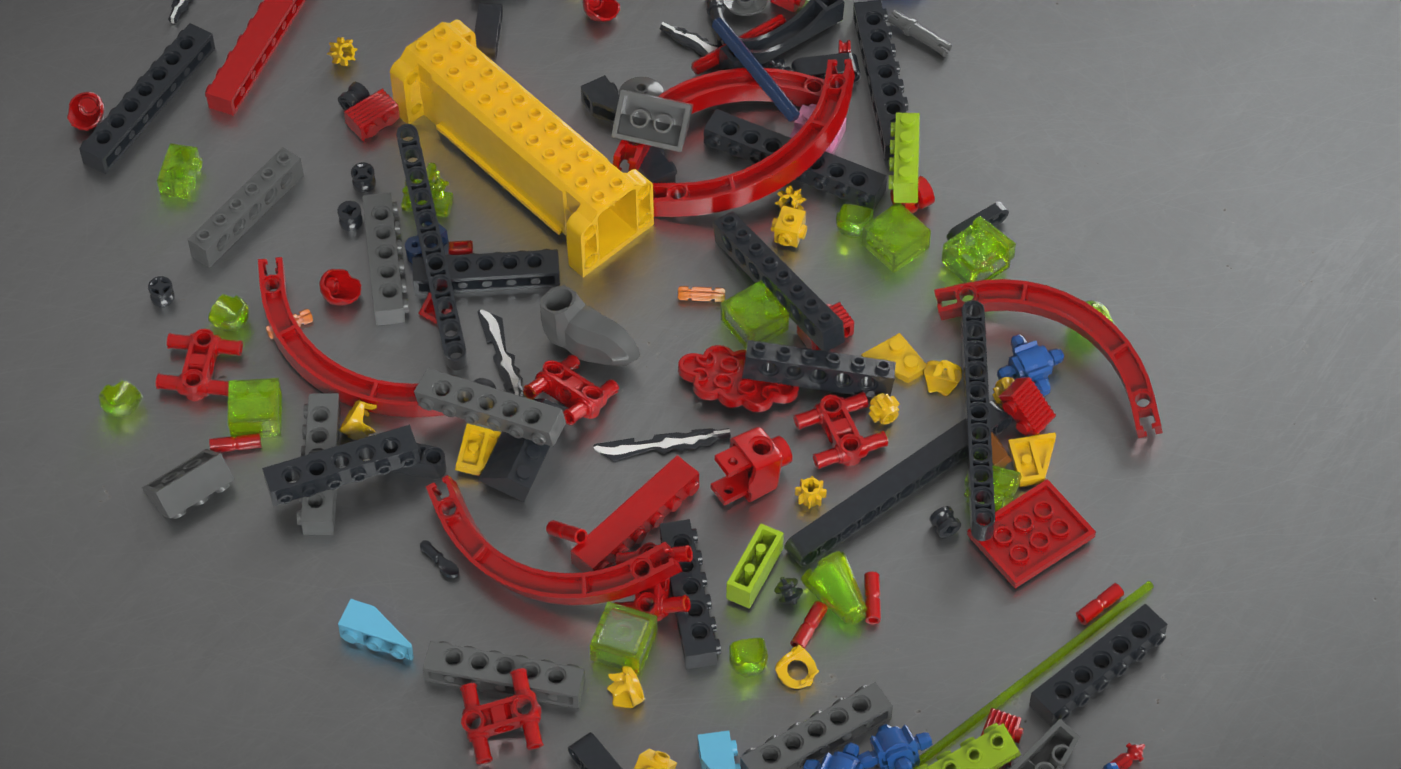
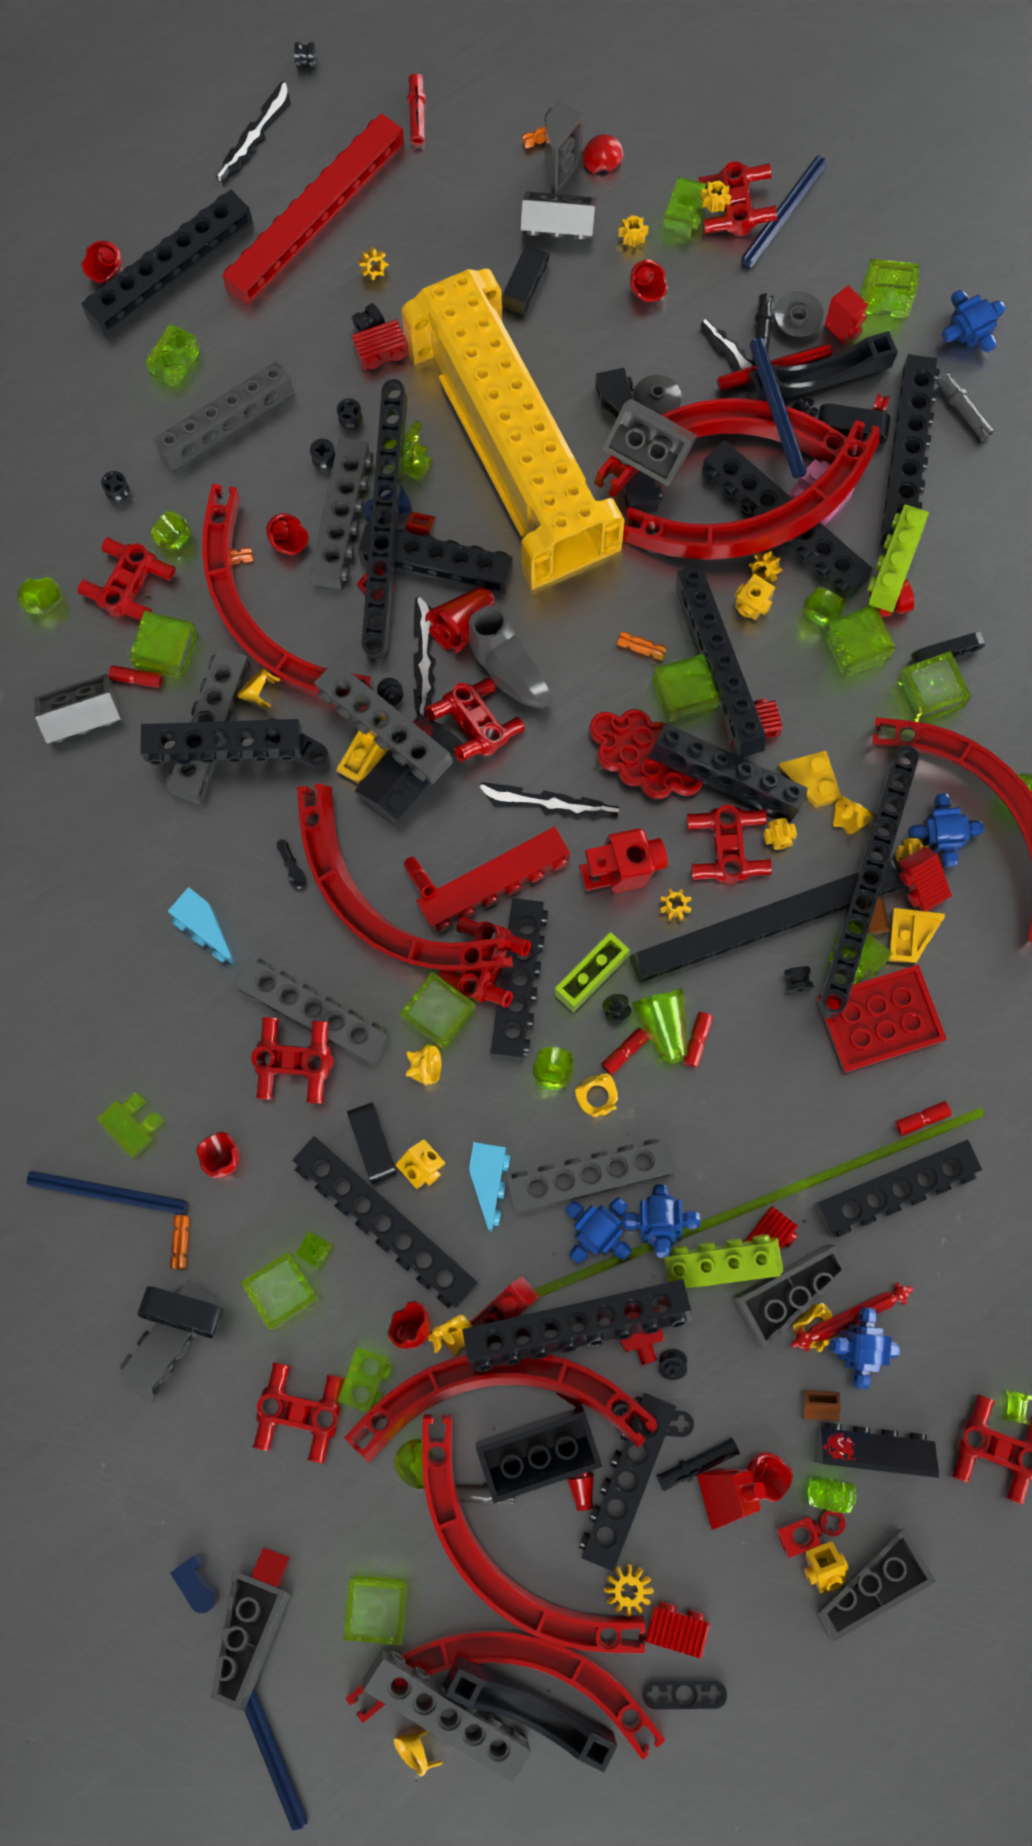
camera: 20 degrees right, 20 degrees up
(521, 315) = (452, 618): none -> red cone
(987, 240) = (950, 684): clear neon green piece -> none

